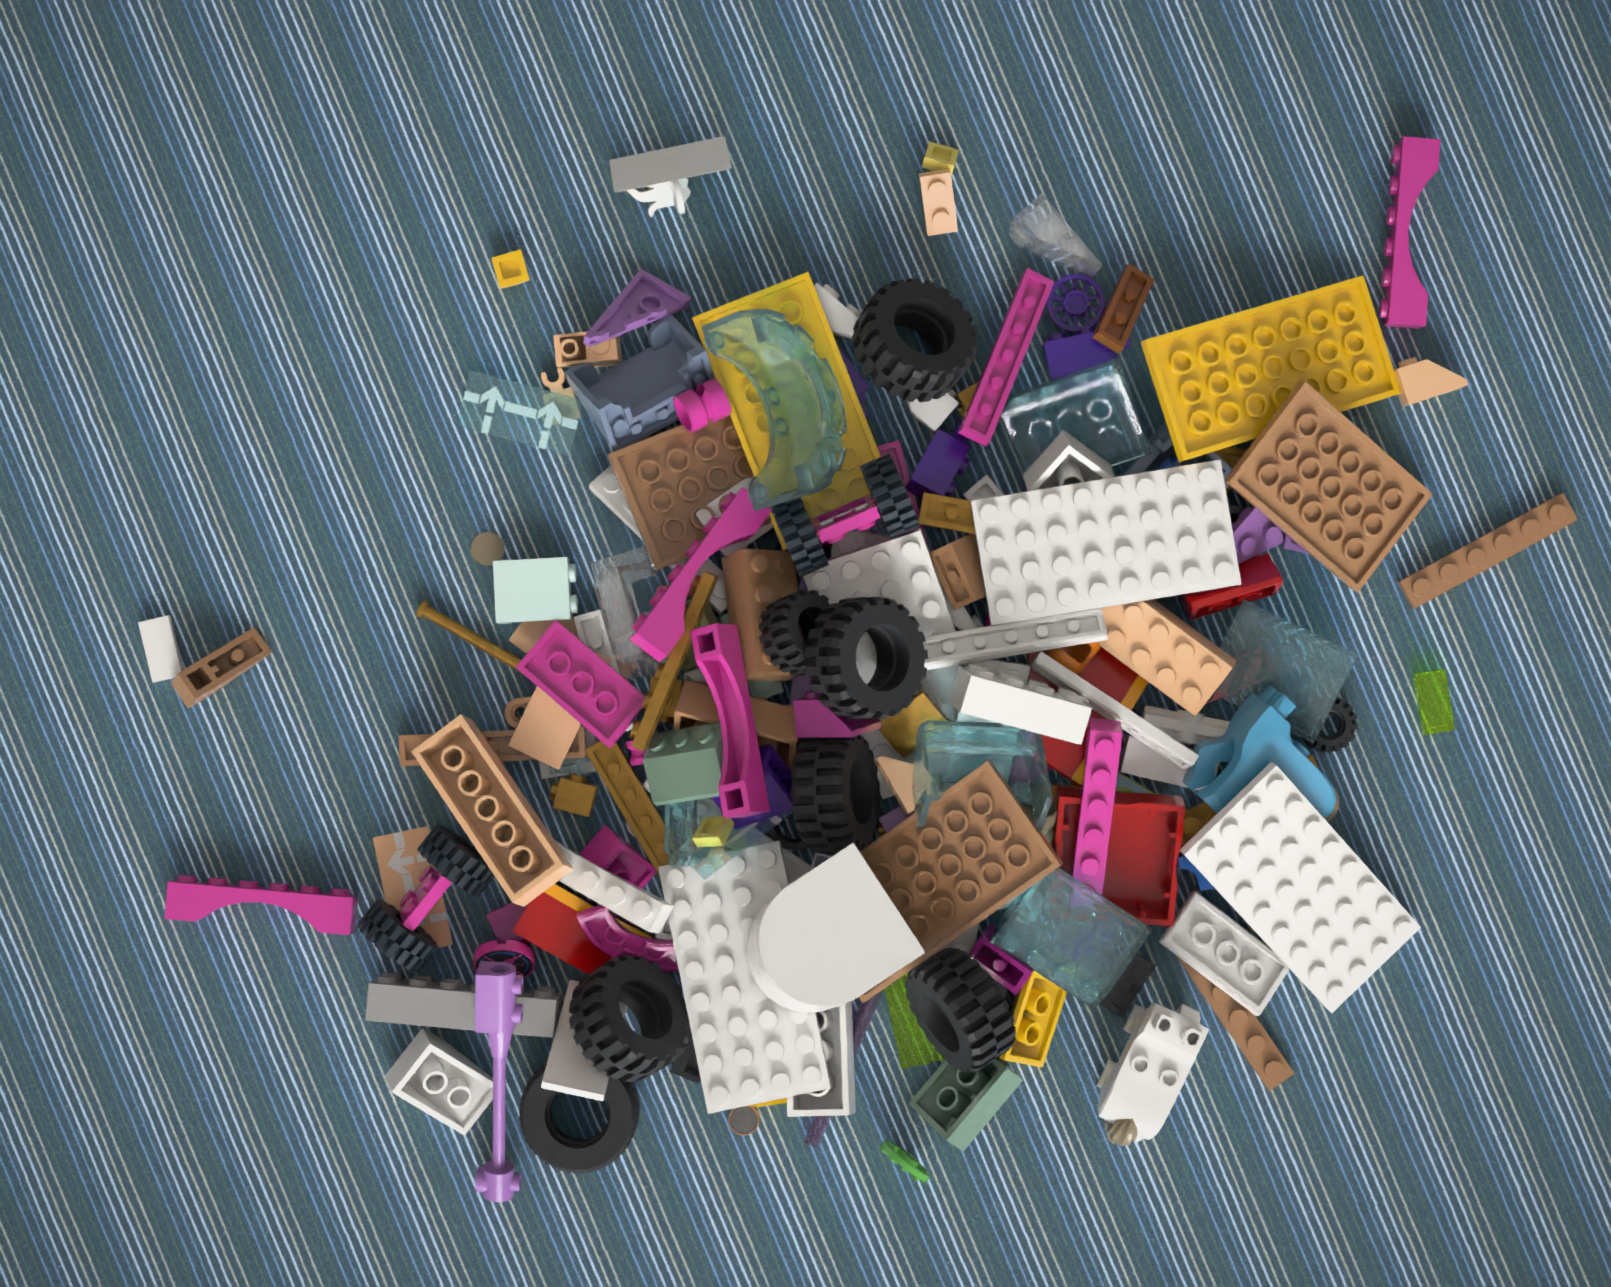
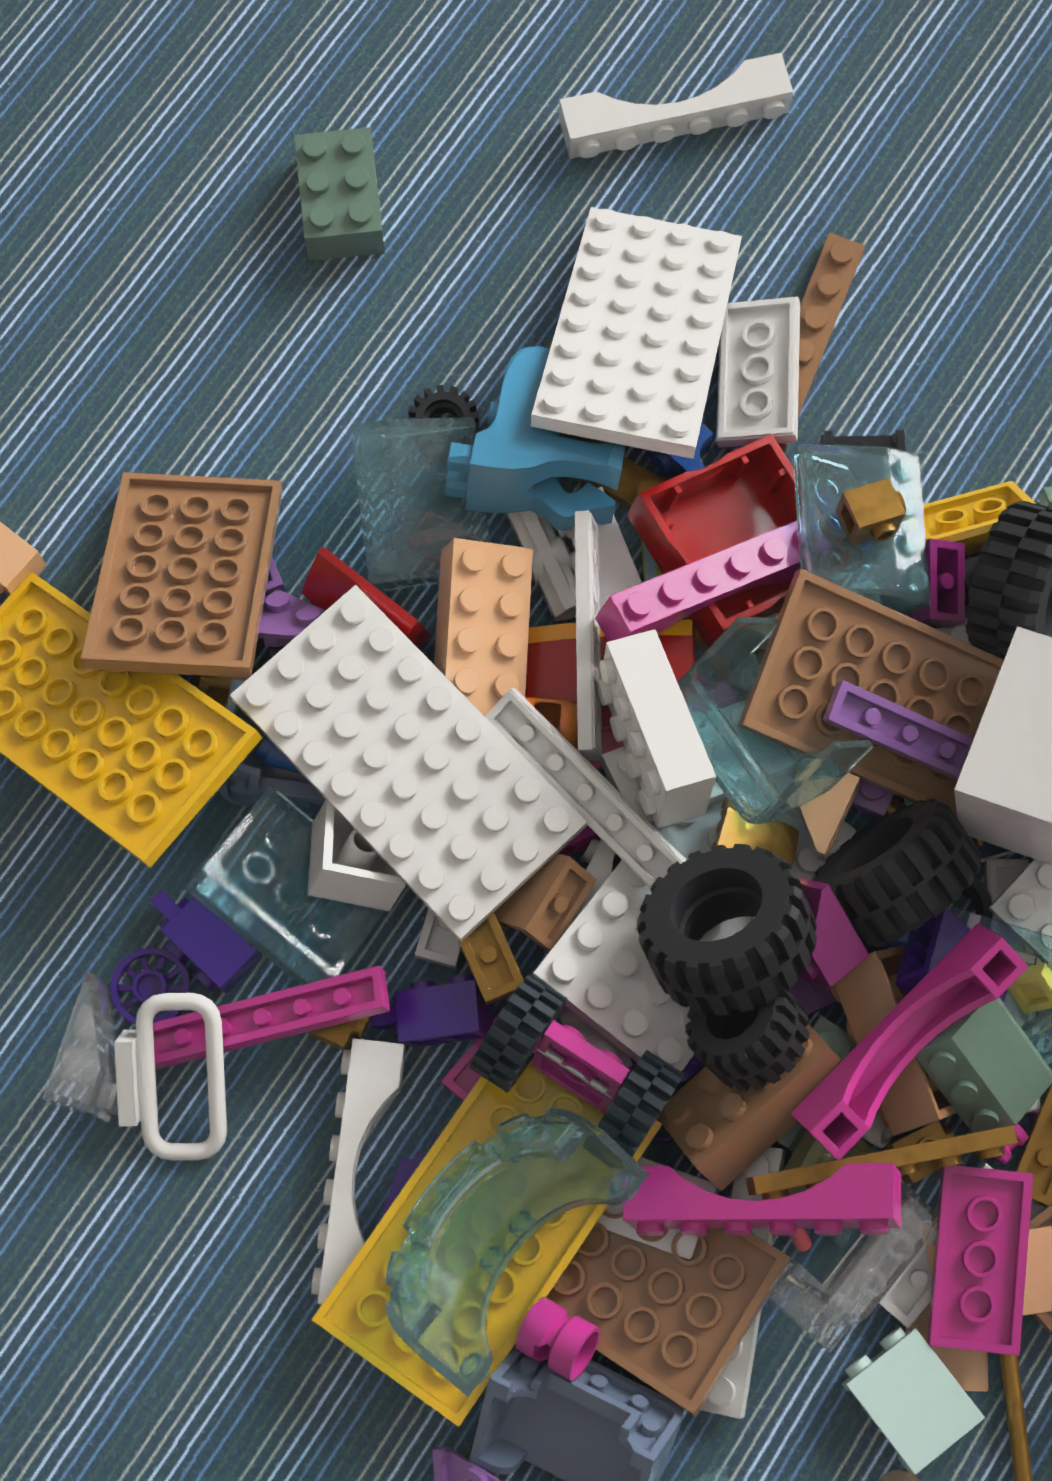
camera: 120 degrees left, 15 degrees down
(924, 855) = (897, 729): none -> medium lavender plate
(933, 316) = (271, 1125): black tyre -> none
(938, 202) = (128, 1223): light nougat plate -> none
(940, 157) = (74, 1256): light yellow plate -> none
(1018, 258) = (138, 1078): none -> white bar
(1069, 941) = (871, 512): none -> pearl gold brick
(1123, 308) = (123, 924): dark orange plate -> none
(1150, 1072) = (939, 347): white piece -> none
(1433, 702) = (347, 338): clear neon green tile -> none
(1433, 1096) = (601, 124): none -> white arch
(1487, 550) = (149, 384): medium nougat plate -> none
(1542, 763) = (339, 194): none -> sand green brick

